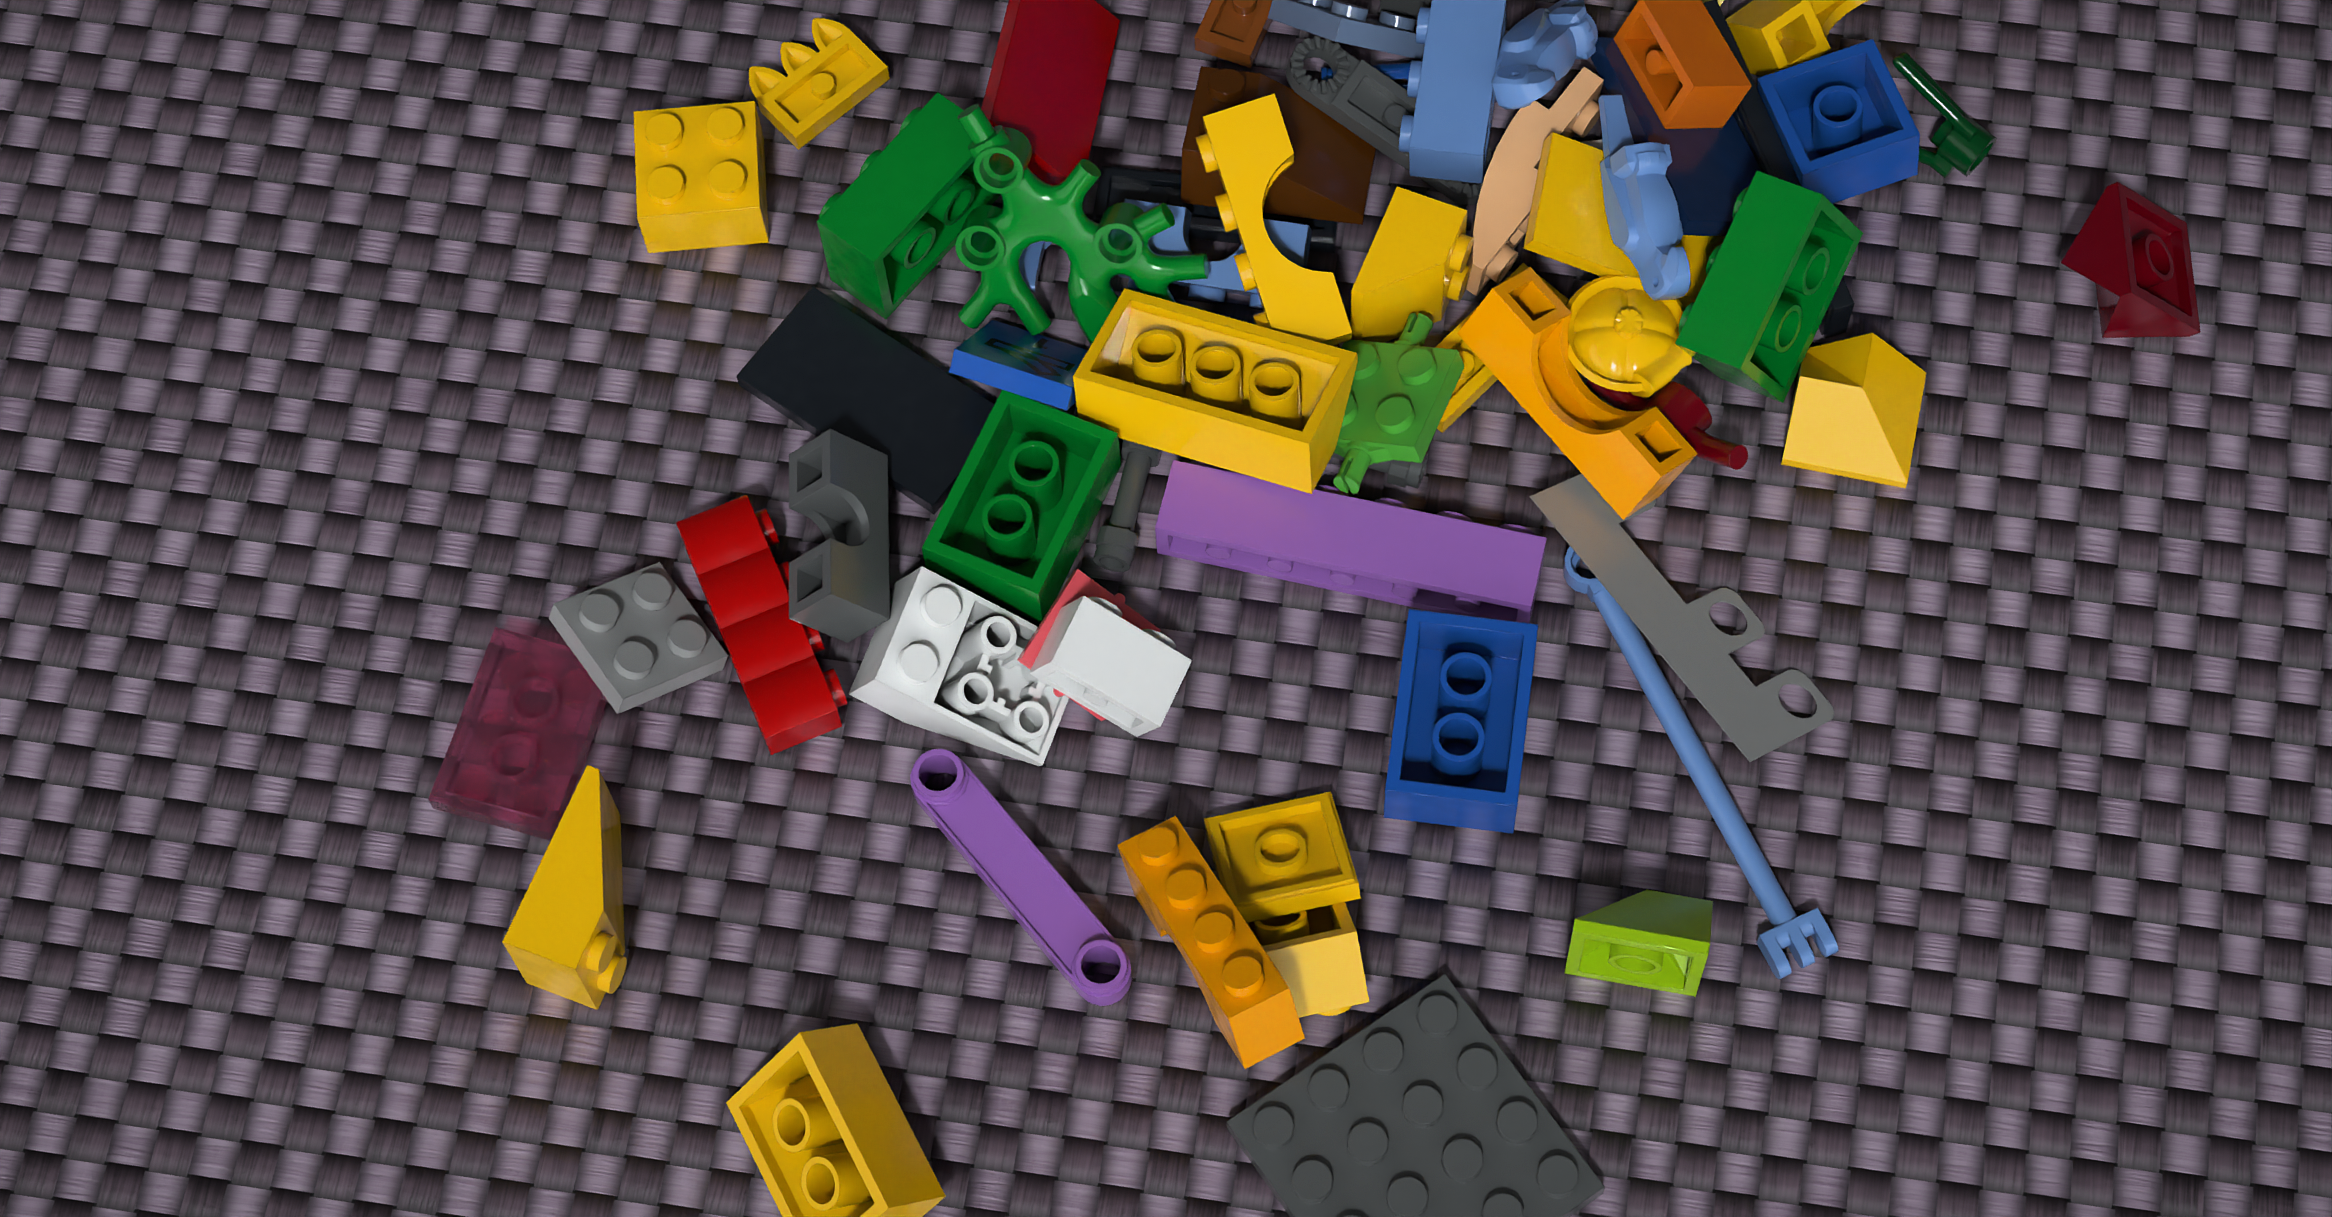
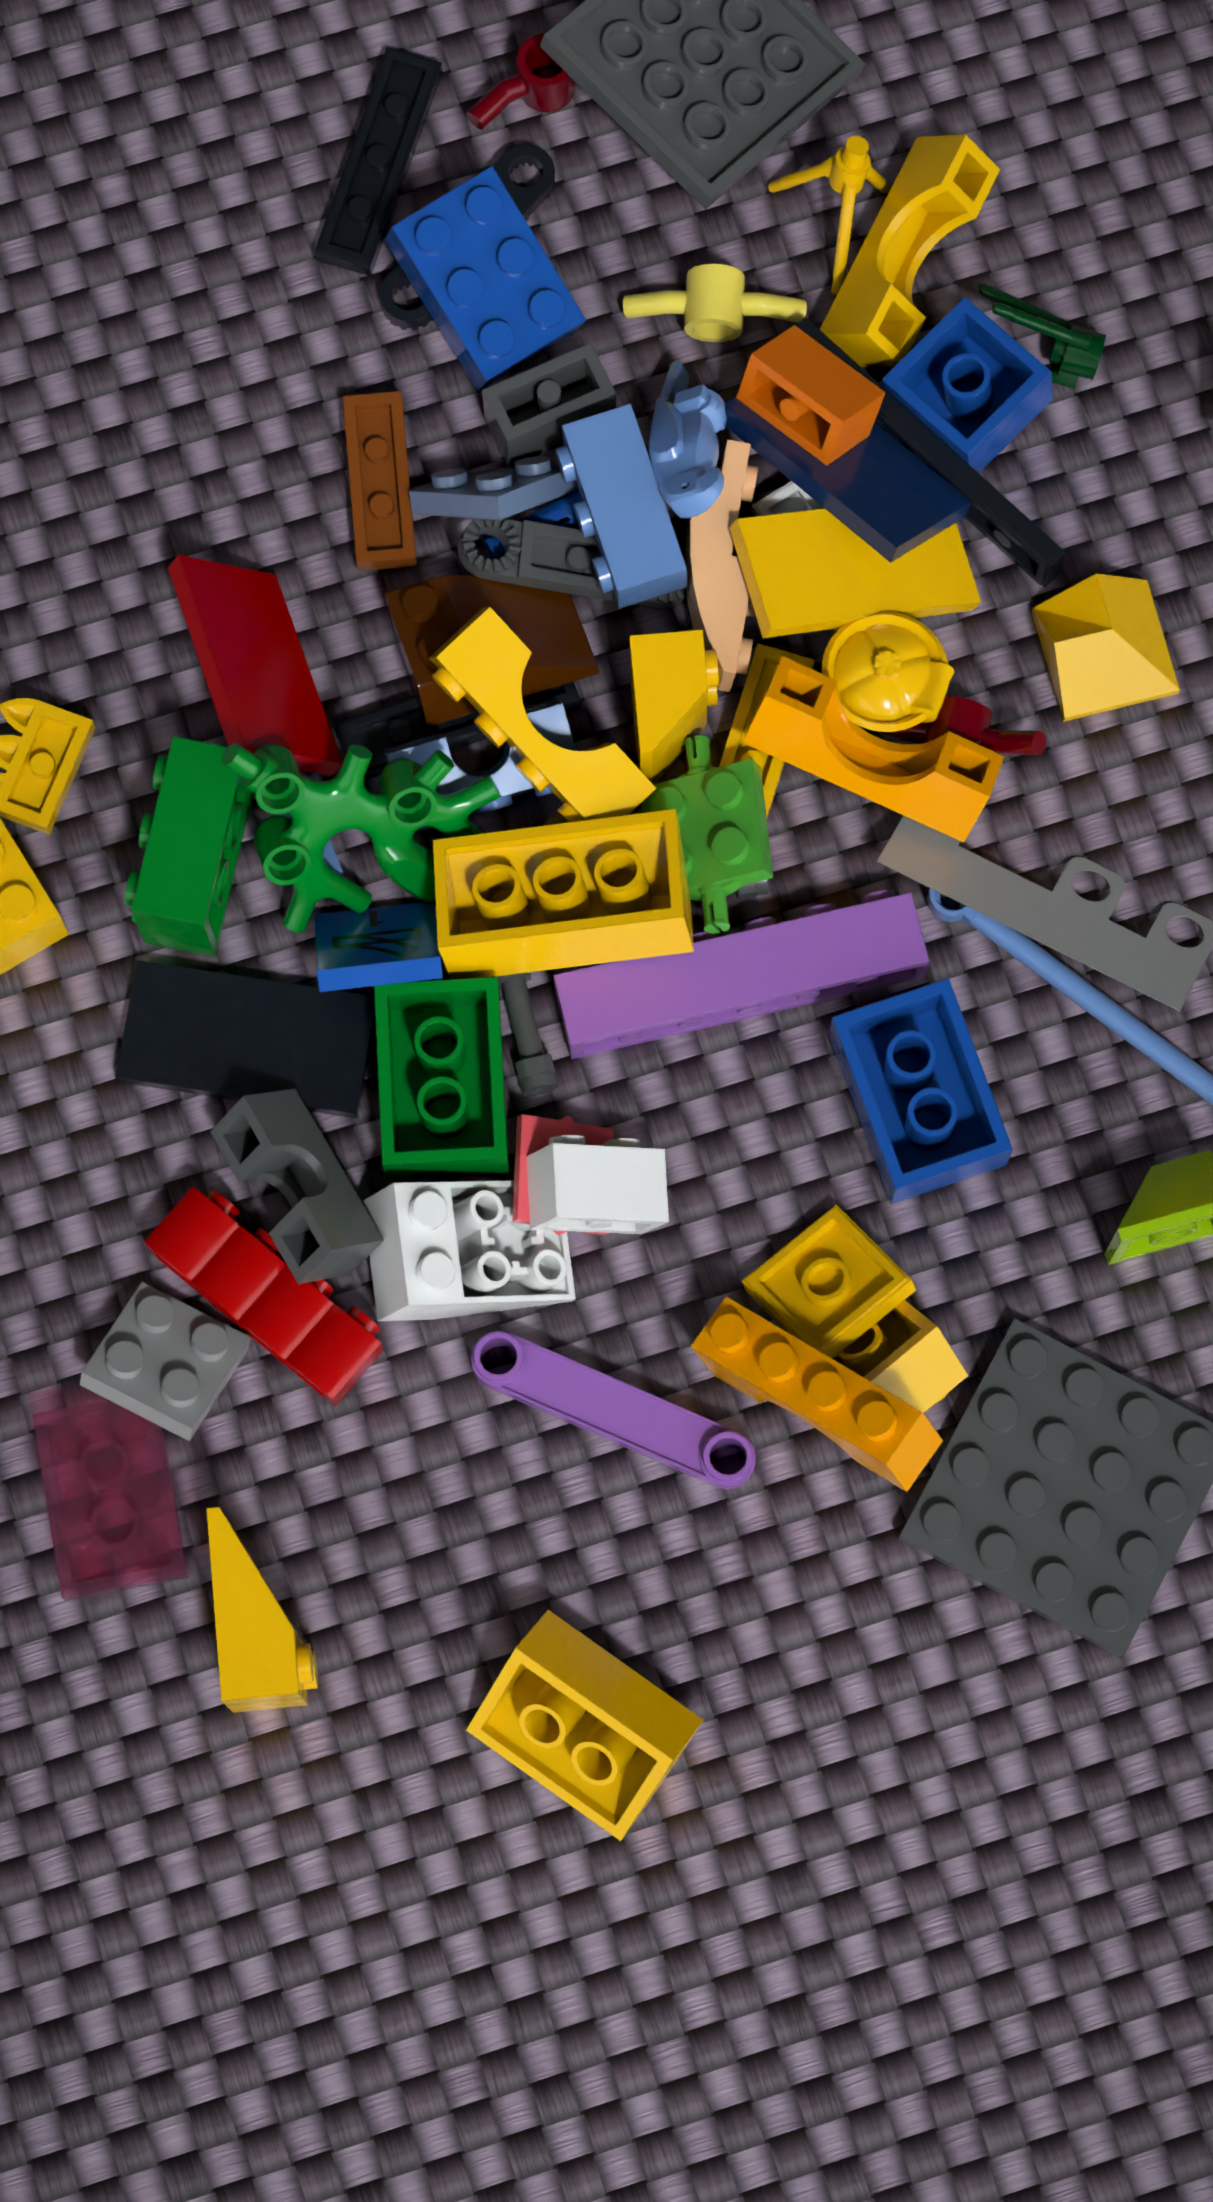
camera: 30 degrees left, 10 degrees up
(1642, 204) = (847, 551): medium blue animal -> none
(1768, 286) = (991, 576): green brick -> none

